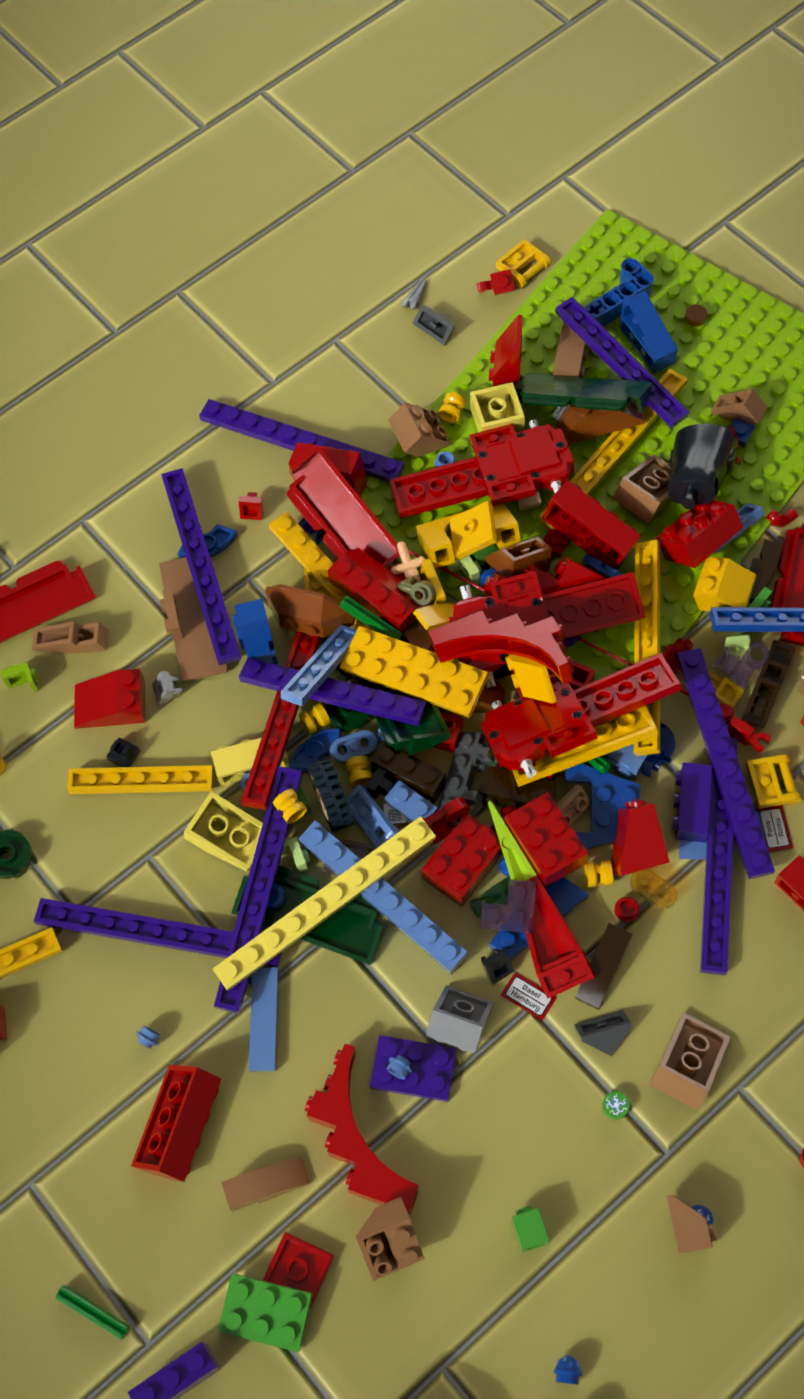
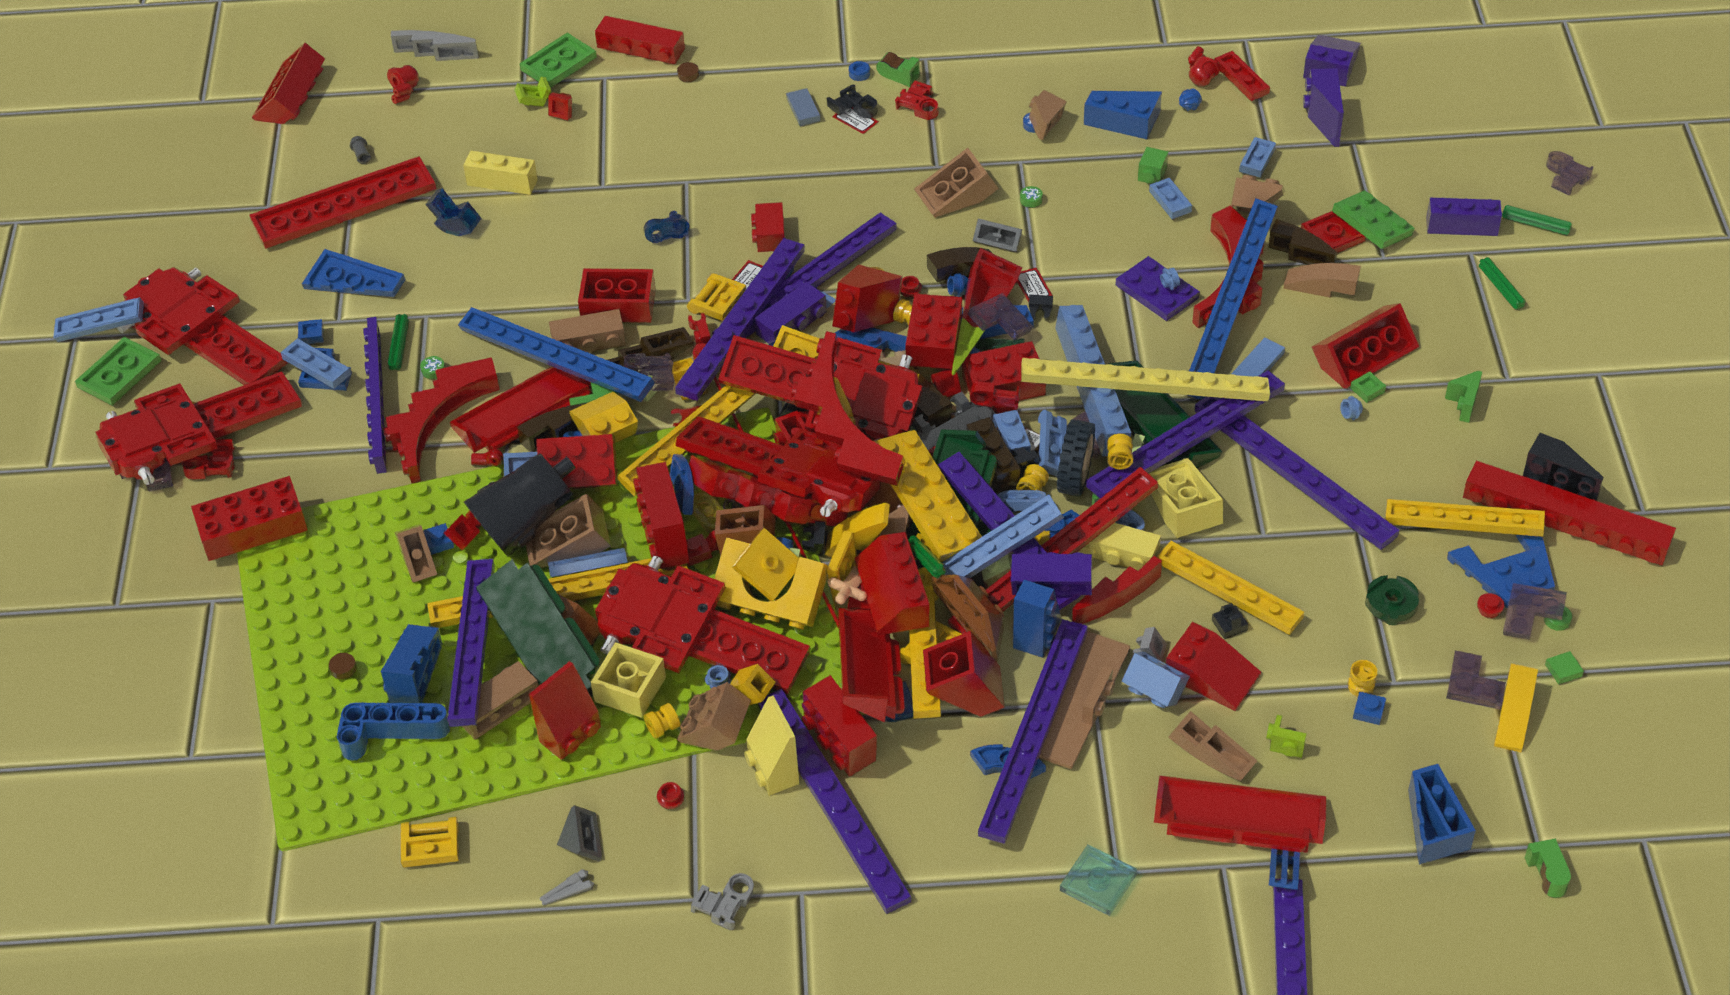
camera: 145 degrees left, 15 degrees down
(52, 1129) = (1464, 391): none -> bright green slope
(88, 503) = (1098, 879): none -> clear light blue plate
(142, 655) = (1155, 679): none -> medium blue brick
(149, 1078) = (1368, 387): none -> bright green tile
(224, 710) = (1111, 595): none -> red slope
(251, 506) = (937, 761): red tile -> none
(261, 659) = (1062, 572): none -> dark purple brick
(272, 557) = (964, 675): none -> red slope
(312, 340) = (725, 906): none -> light grey piece
(312, 1218) = (1300, 244): none -> dark brown slope
(325, 1078) = (1233, 288): none -> blue plate
(356, 429) = (773, 750): none -> light yellow slope
(406, 380) = (670, 795): none -> red plate
(412, 459) = (753, 683): none -> yellow brick
(413, 587) = (863, 545): olive plate -> none
(438, 1328) = (1257, 157): none -> medium blue plate
(459, 1019) = (1097, 289): light grey slope -> none
(482, 1197) = (1170, 198): none -> medium blue plate
(500, 283) = (478, 831): red plate -> none
(586, 938) = (957, 285): none -> blue plate
(608, 483) = (587, 562): none -> medium blue plate
(615, 1292) = (1123, 111): none -> blue wedge

